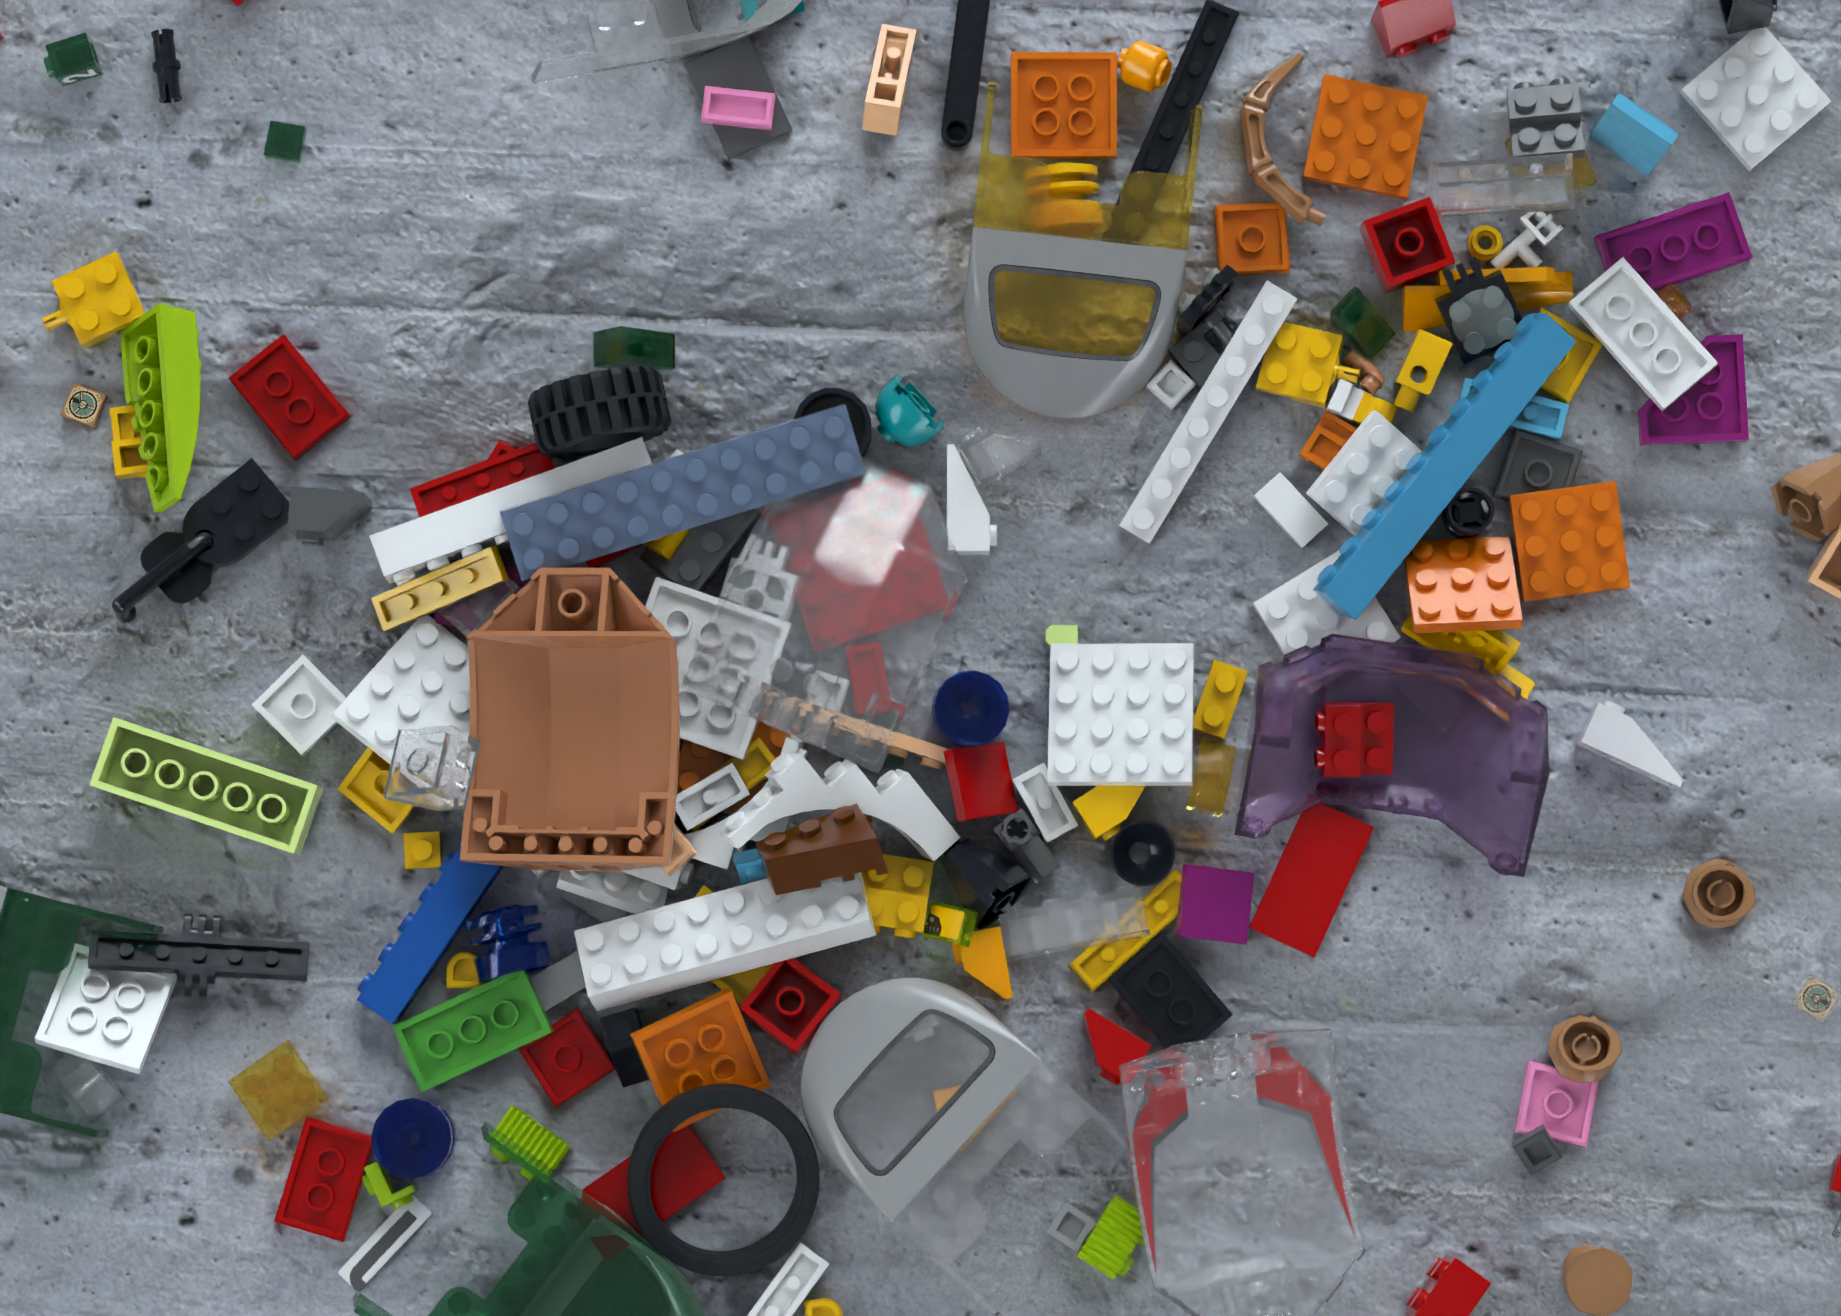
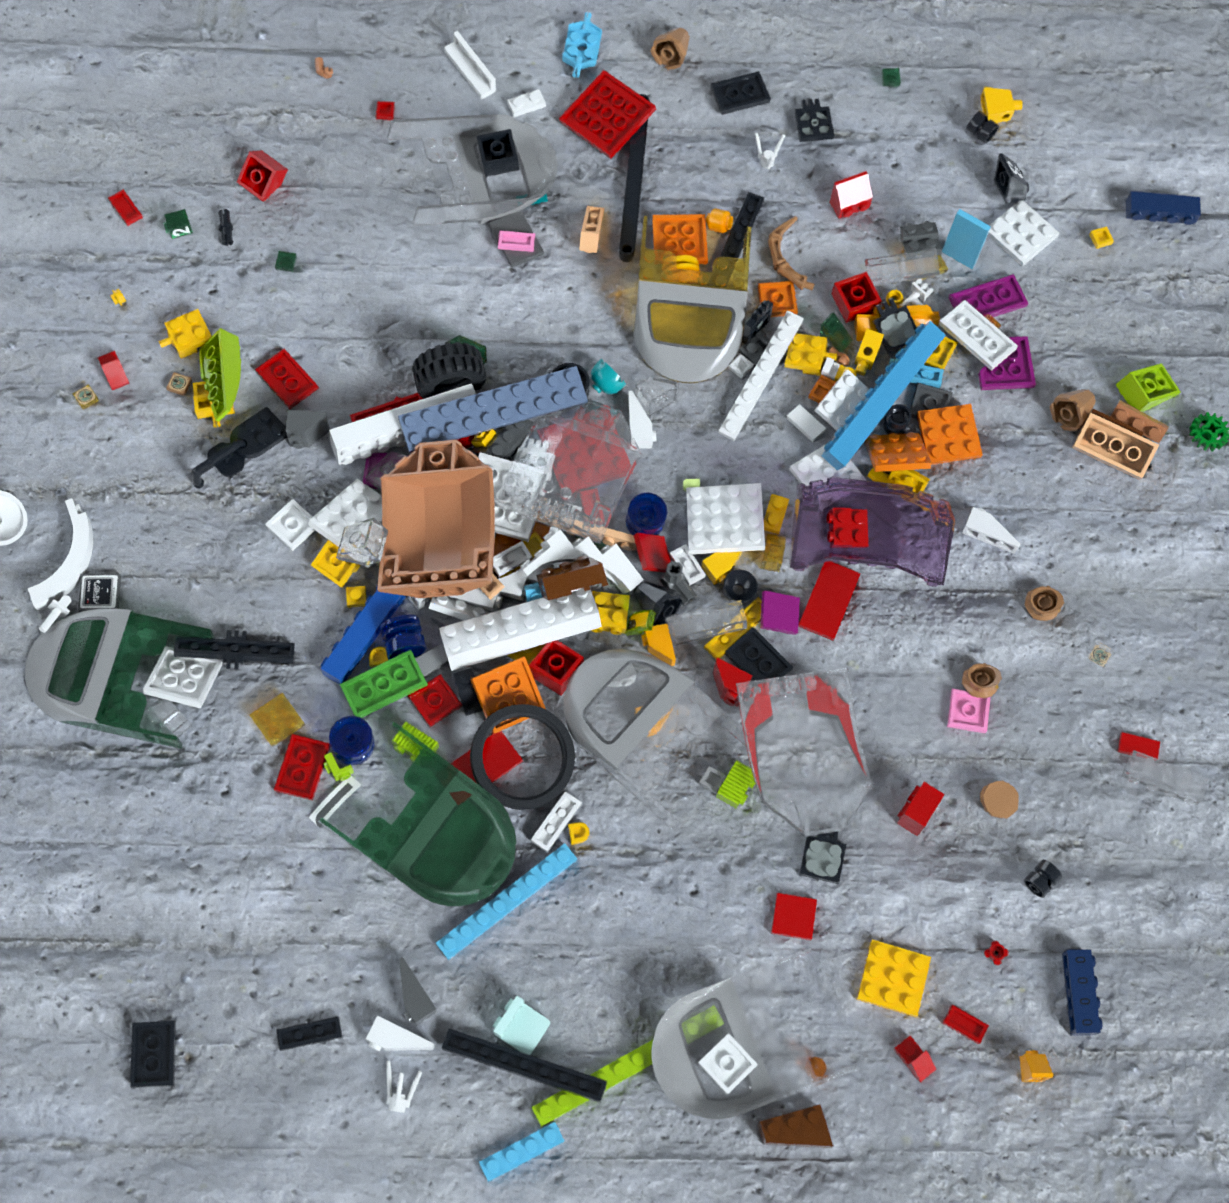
camera: 10 degrees left, 15 degrees down
(206, 786) = (240, 563): yellowish green brick -> none
(440, 588) = (365, 463): yellow plate -> none
(1365, 137) = (830, 252): orange plate -> none
(1537, 1149) = (960, 733): dark grey tile -> none

